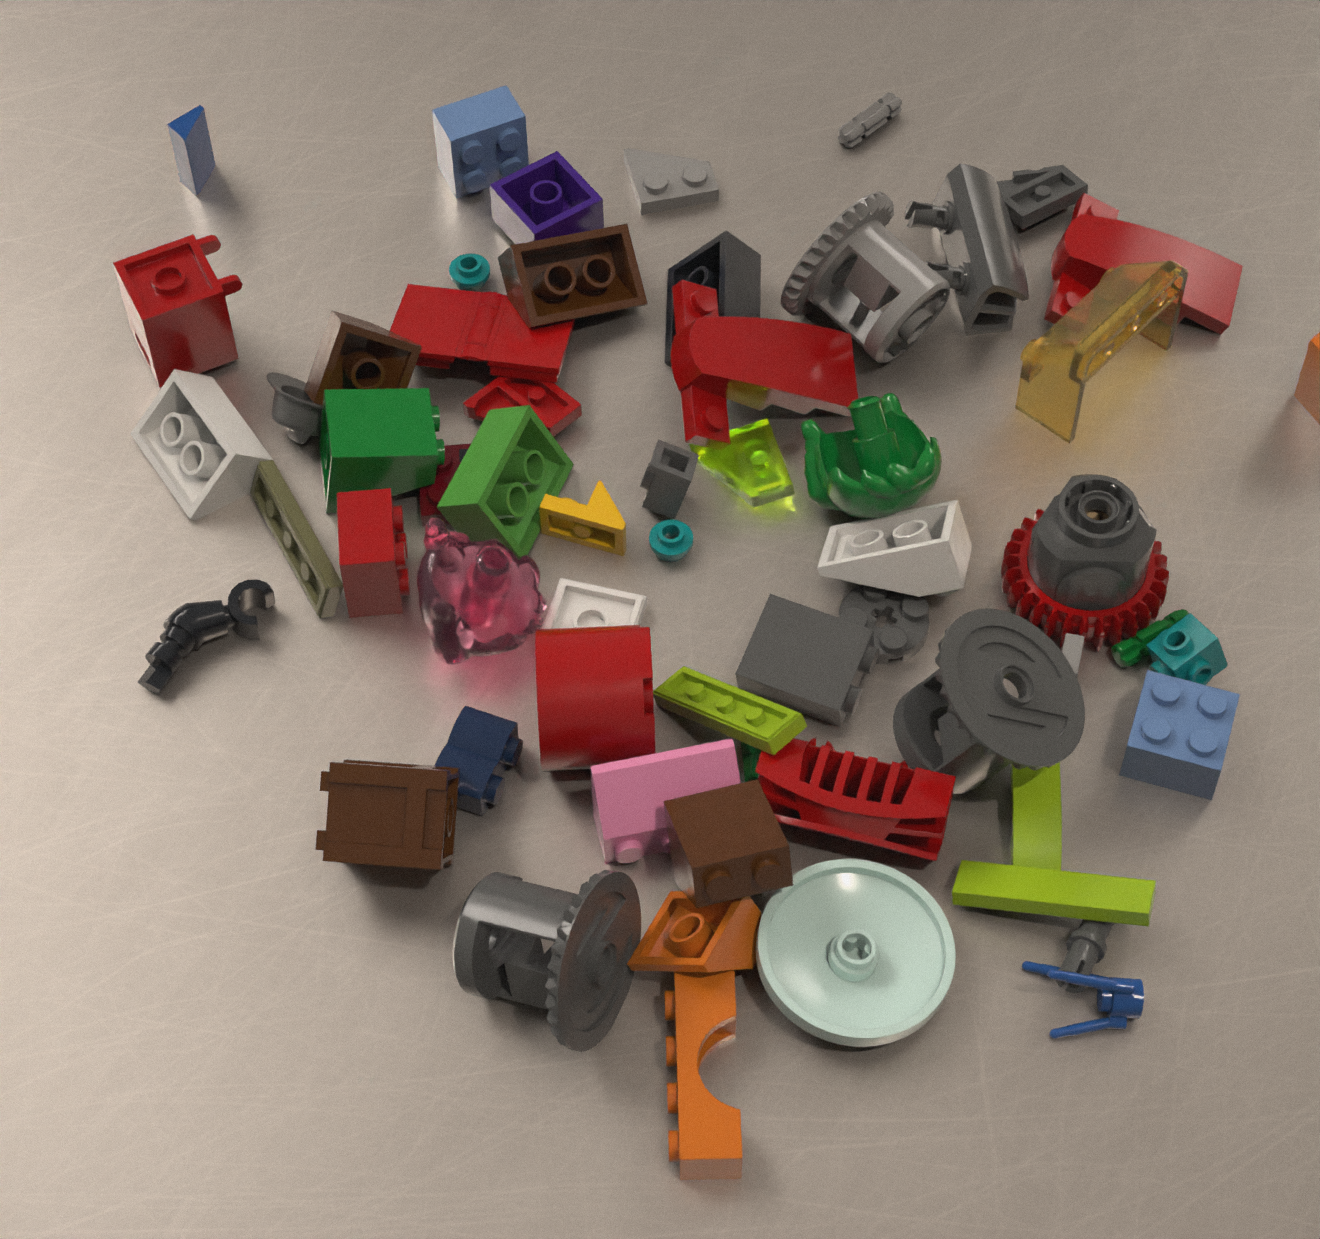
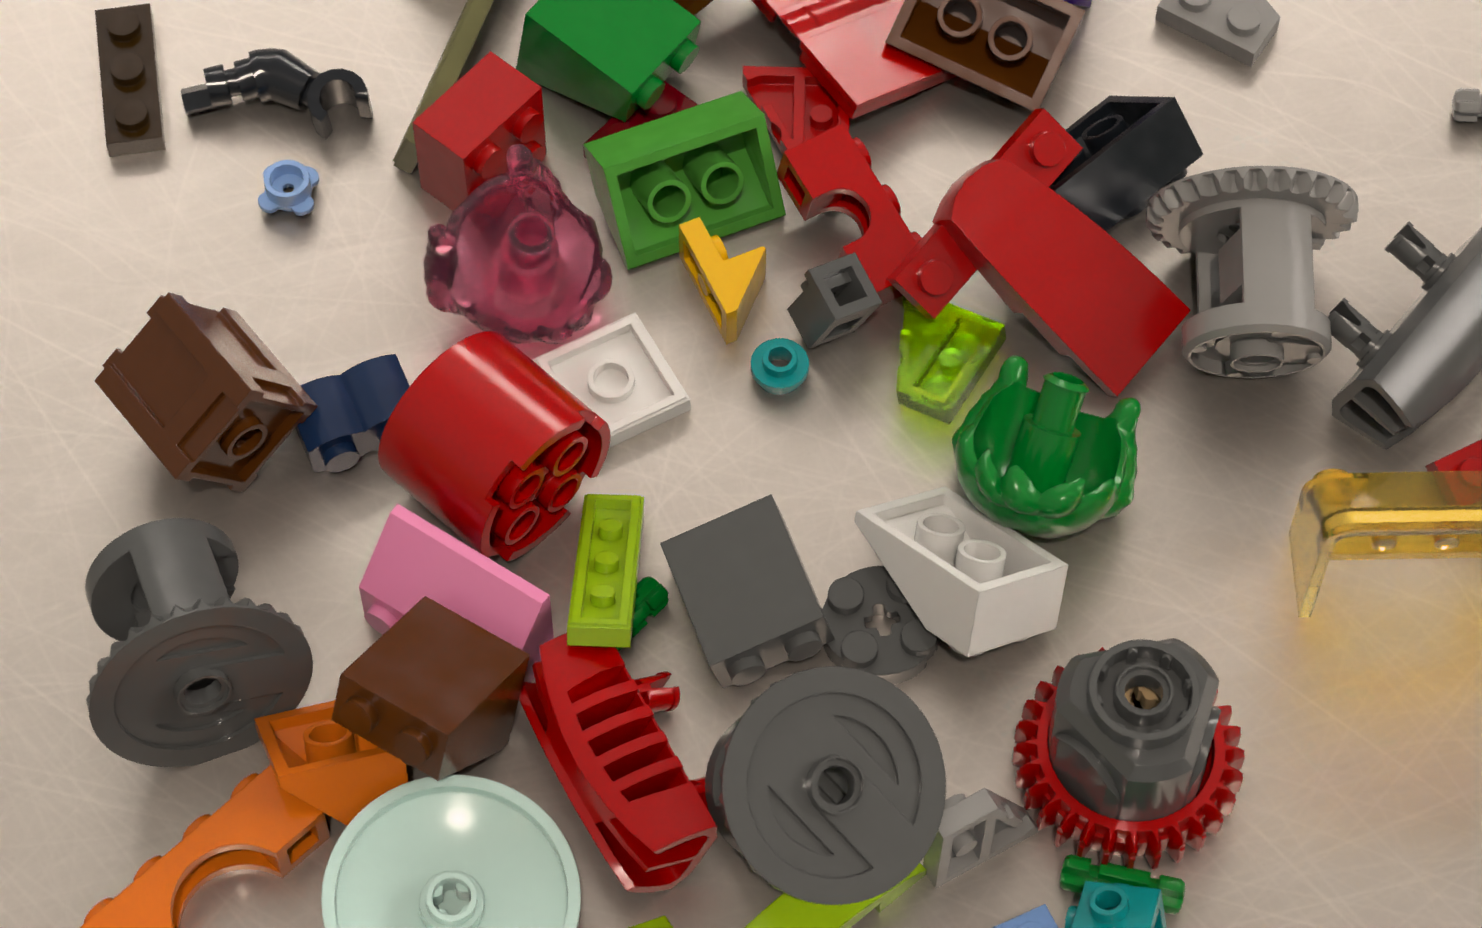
camera: 45 degrees right, 5 degrees up
(98, 702) = (129, 80): none -> dark brown plate
(273, 669) = (287, 175): none -> light blue plate
(597, 412) = (837, 175): none -> red arch

